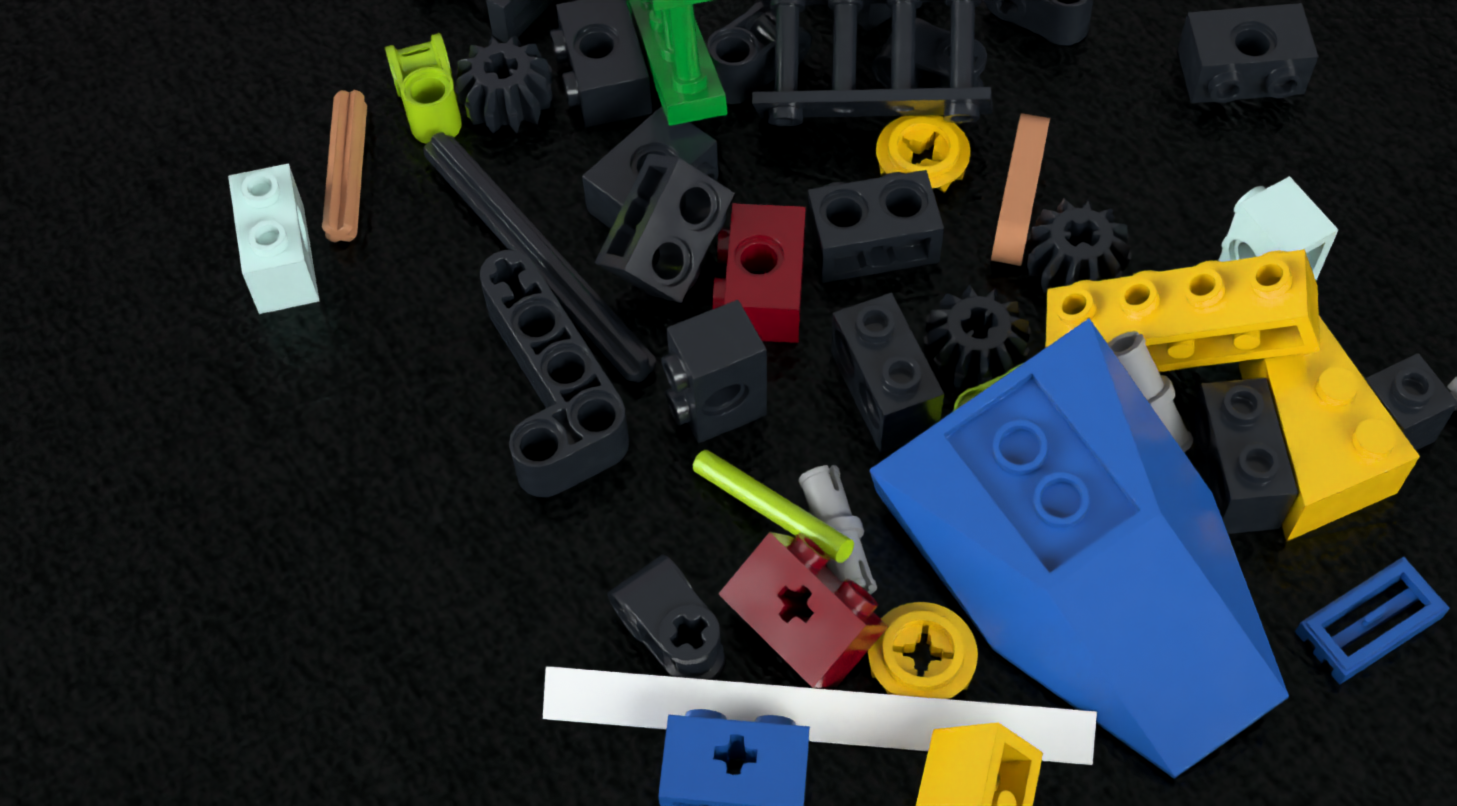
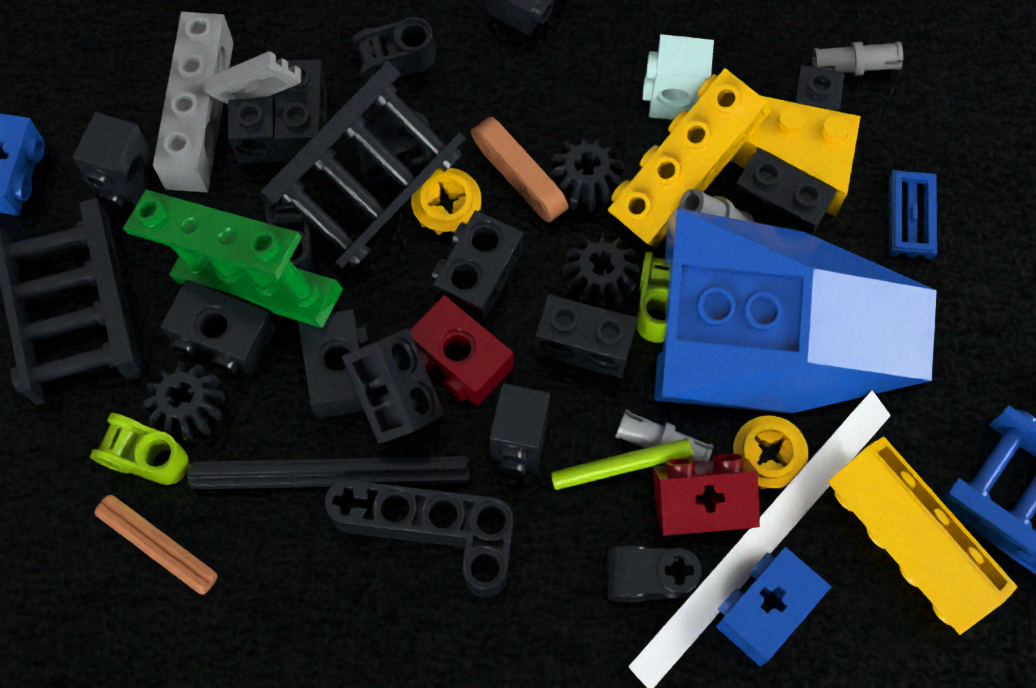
camera: 55 degrees left, 10 degrees up
(273, 238) = (184, 628): light aqua brick -> none

